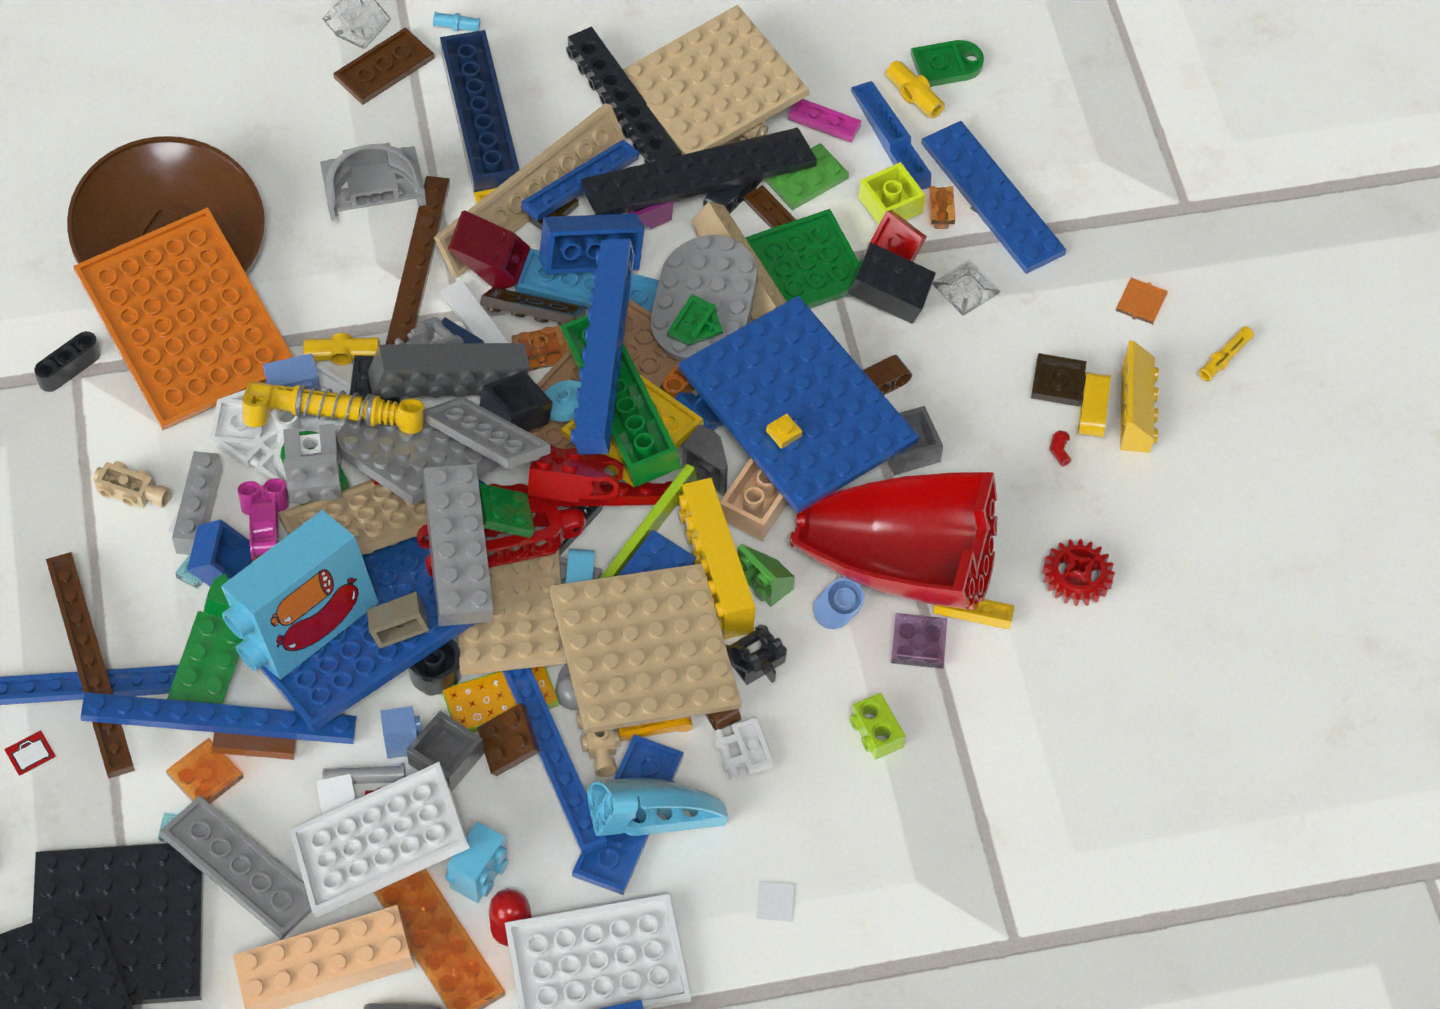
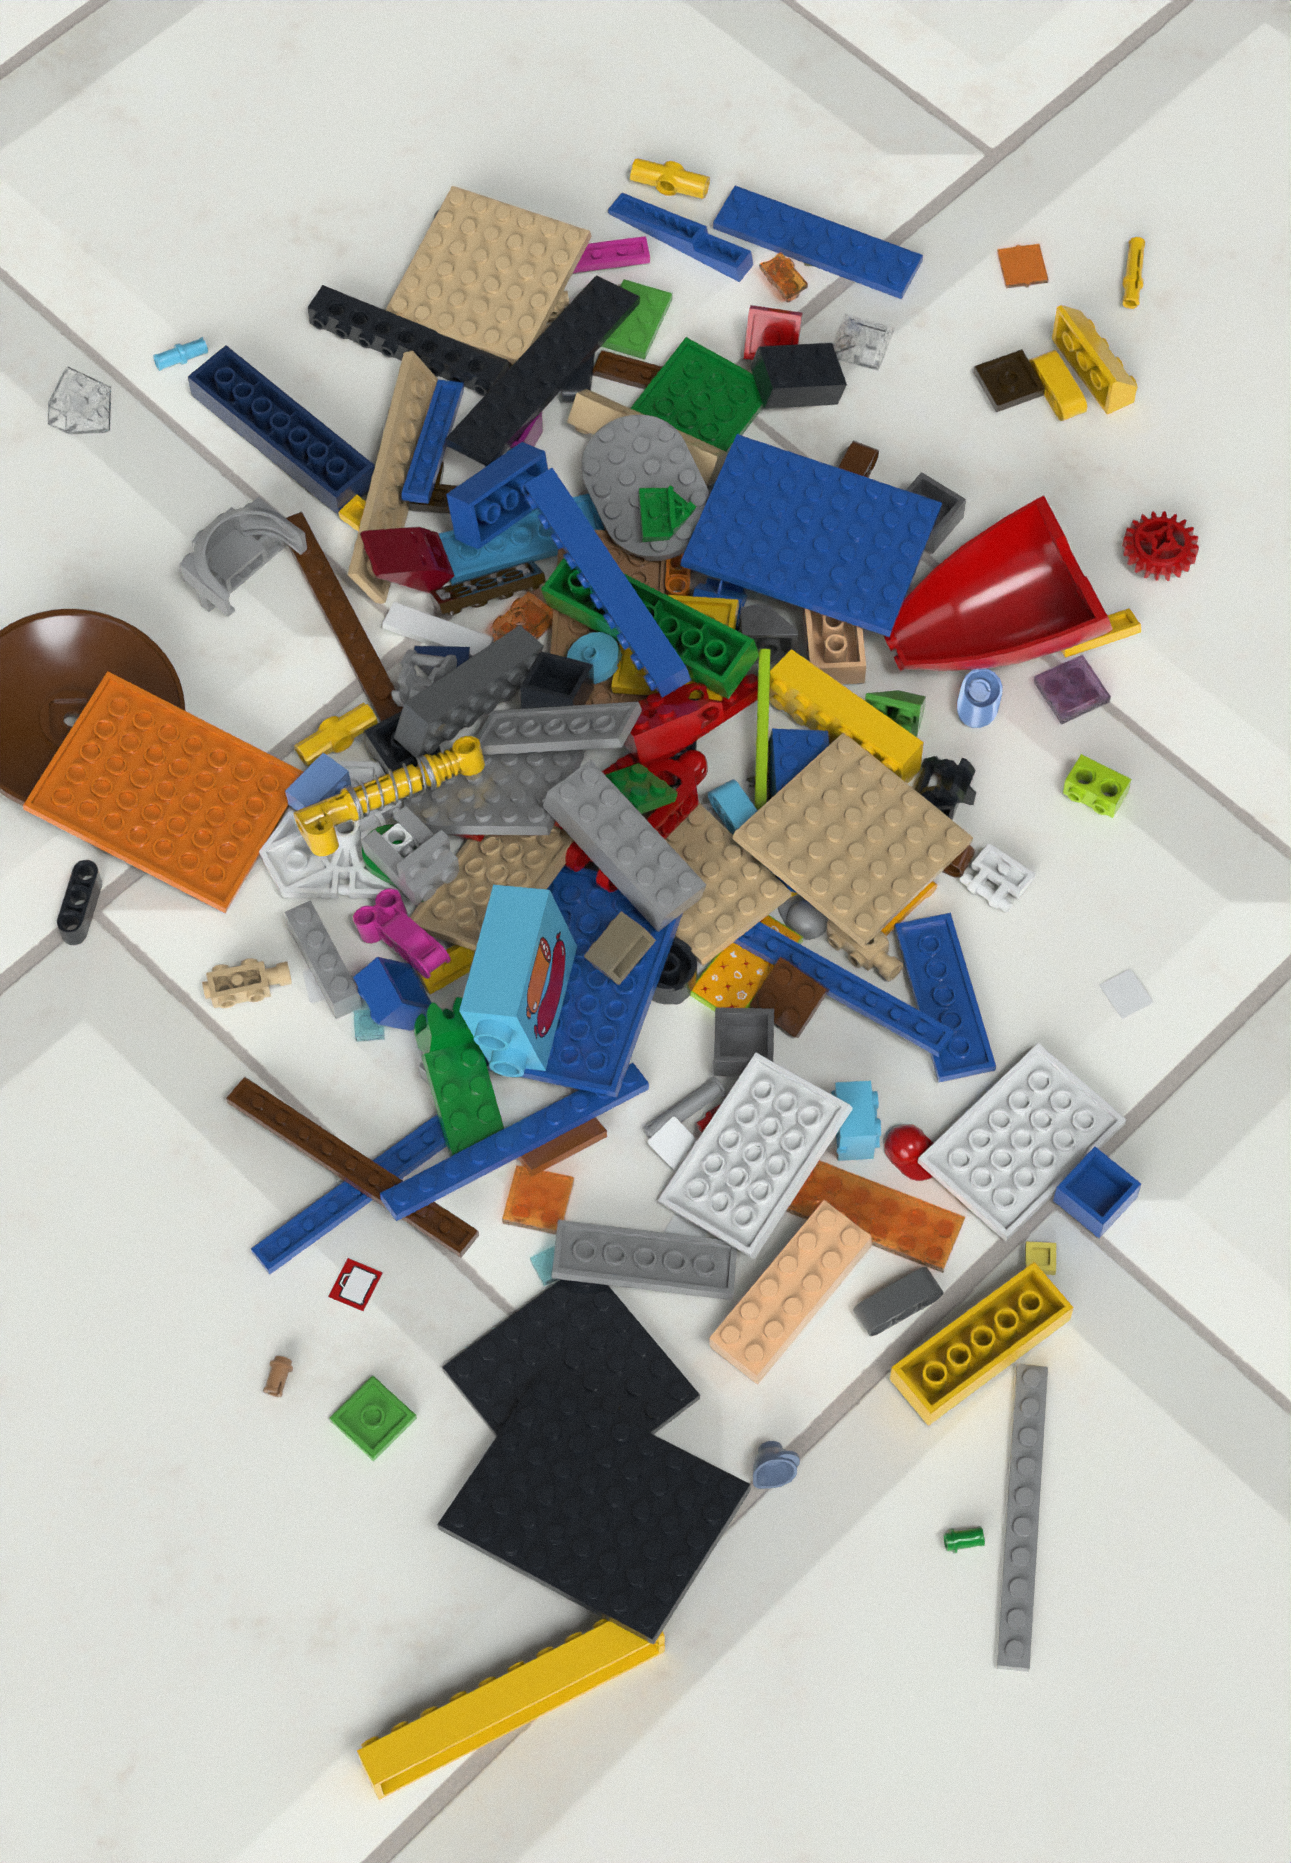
camera: 30 degrees left, 5 degrees up
(383, 66) = (143, 437): reddish brown tile -> none
(399, 730) = (691, 1049): medium blue brick -> none
(621, 800) = (967, 977): medium azure panel -> none
(784, 431) = (826, 567): yellow plate -> none
(891, 190) = (731, 291): neon yellow brick -> none
(947, 61) = (675, 135): green tile -> none
(1057, 446) = (1054, 442): red arm -> none

